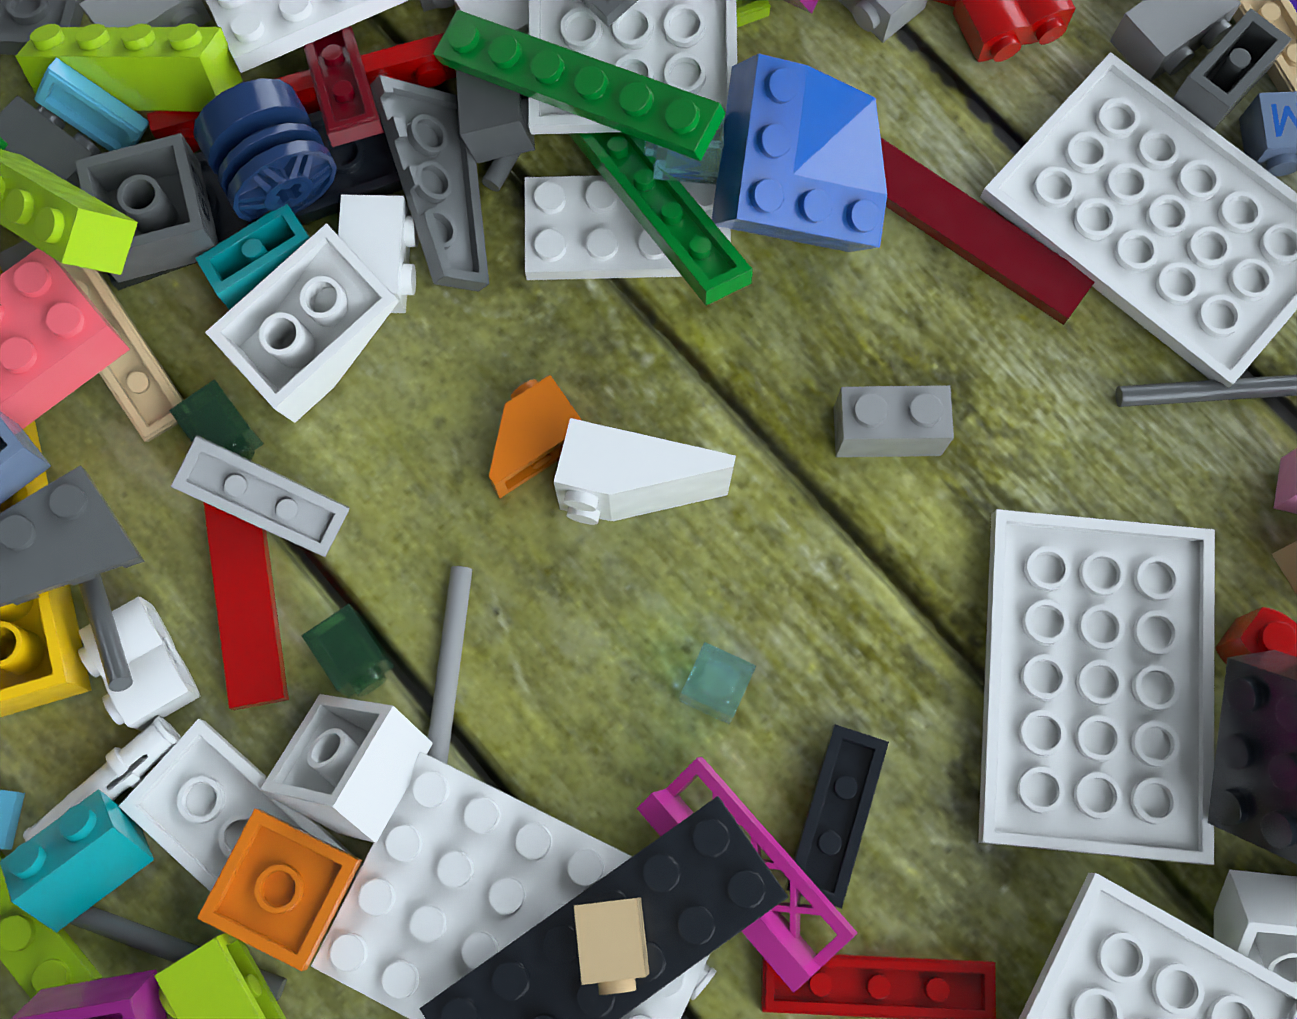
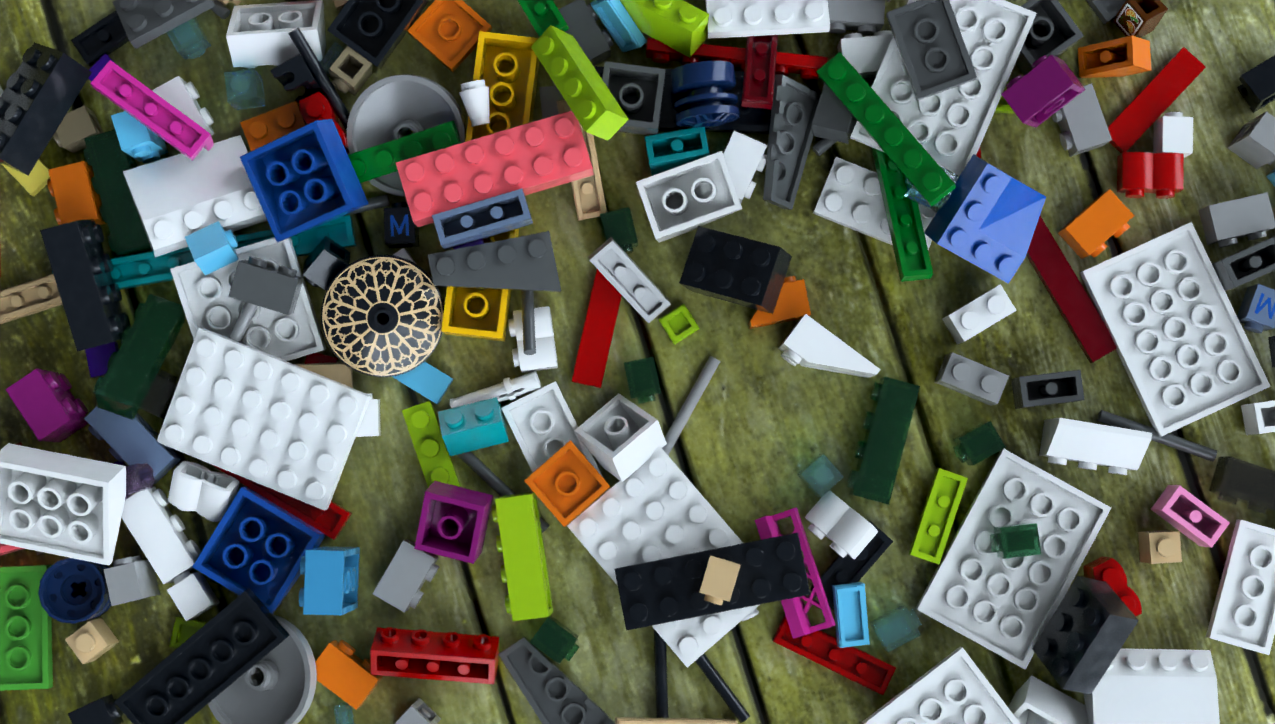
camera: 25 degrees right, 10 degrees up
(379, 538) = (679, 324): none -> lime tile
(430, 403) = (735, 269): none -> black brick
(788, 752) = (841, 525): none -> white brick
(797, 581) = (884, 440): none -> clear green brick
(856, 317) = (979, 314): none -> white brick
(875, 903) = (850, 614): none -> medium azure tile
(943, 668) = (938, 516): none -> lime plate
(952, 520) = (978, 443): none -> clear green brick
(963, 890) = (896, 627): none -> clear light blue brick
(969, 114) = (1096, 224): none -> orange piece
(1020, 384) = (1047, 389): none -> dark grey brick
(1092, 648) = (1015, 540): none -> clear green brick
(1137, 438) = (1093, 445): none -> white slope

